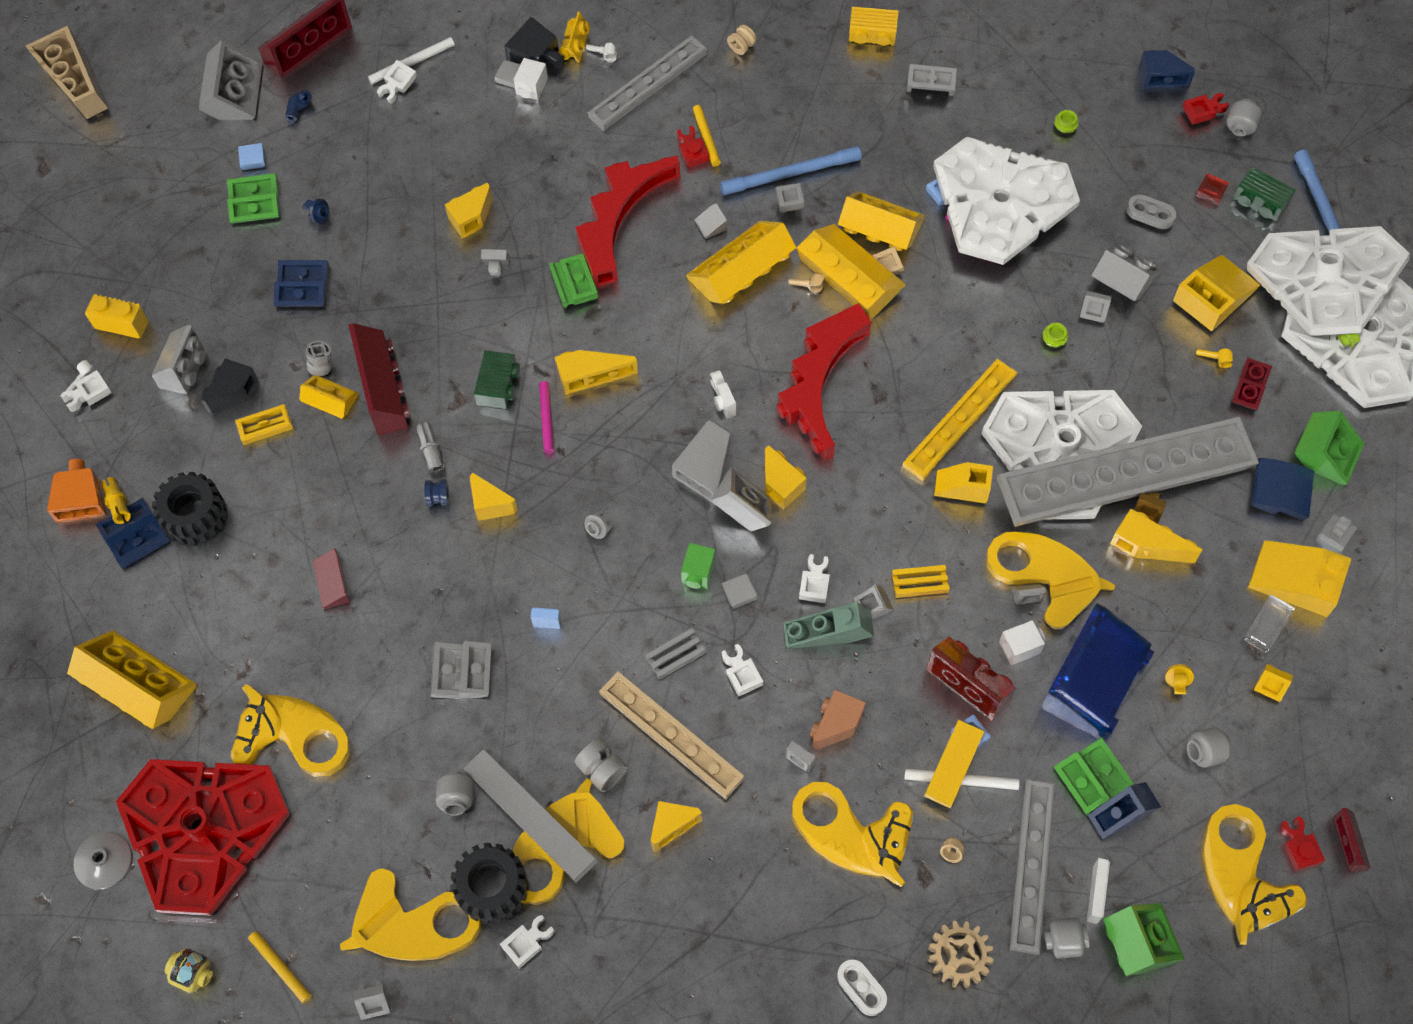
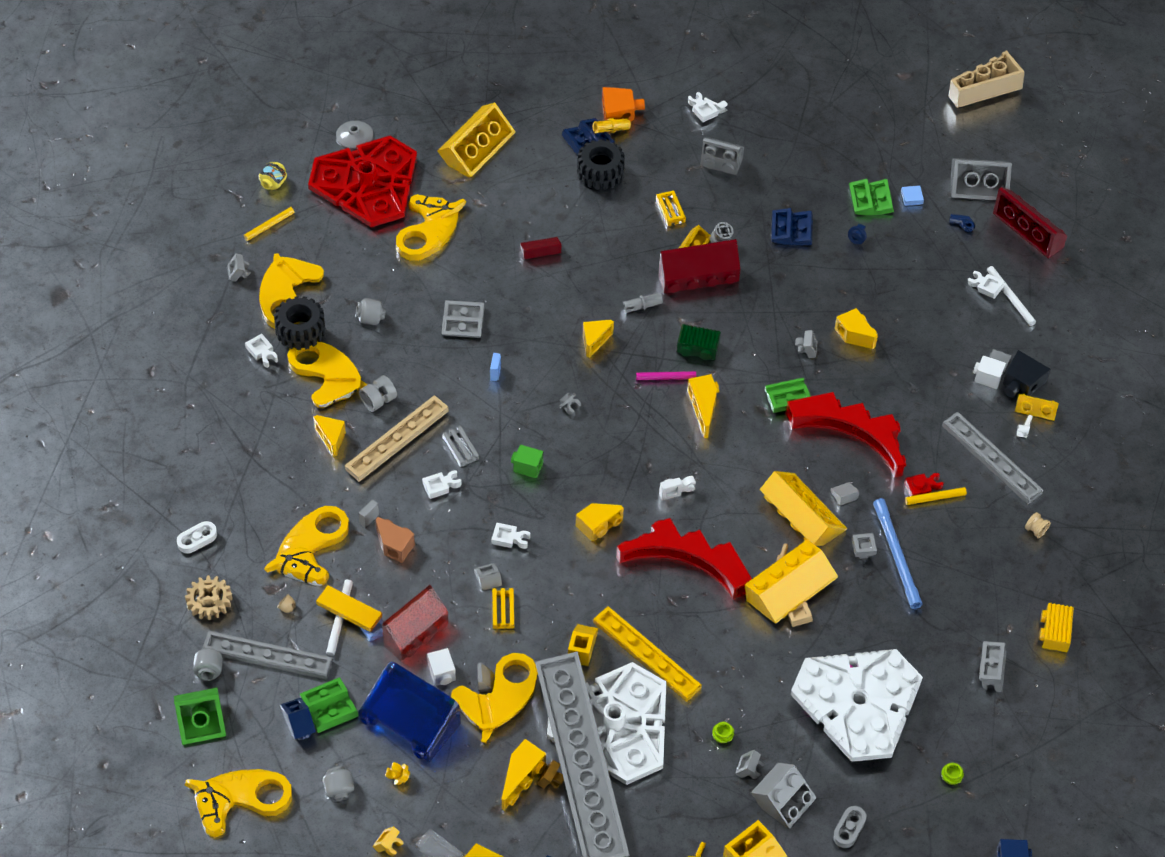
camera: 90 degrees right, 10 degrees down
(117, 316) = (763, 119): yellow brick -> none
(229, 387) = (701, 185): black slope -> none
(436, 492) = (603, 305): dark blue wheel -> none
(530, 815) = (346, 350): light grey tile -> none
(704, 460) = (617, 472): light grey slope -> none
(739, 591) = (507, 489): light grey tile -> none
(743, 501) = (577, 488): light grey slope -> none
(830, 627) = (468, 542): sand green slope -> none
(880, 220) = (843, 612): yellow slope -> none
(1098, 891) = (239, 690): white tile -> none
(1301, 849) = (249, 839): red plate -> none

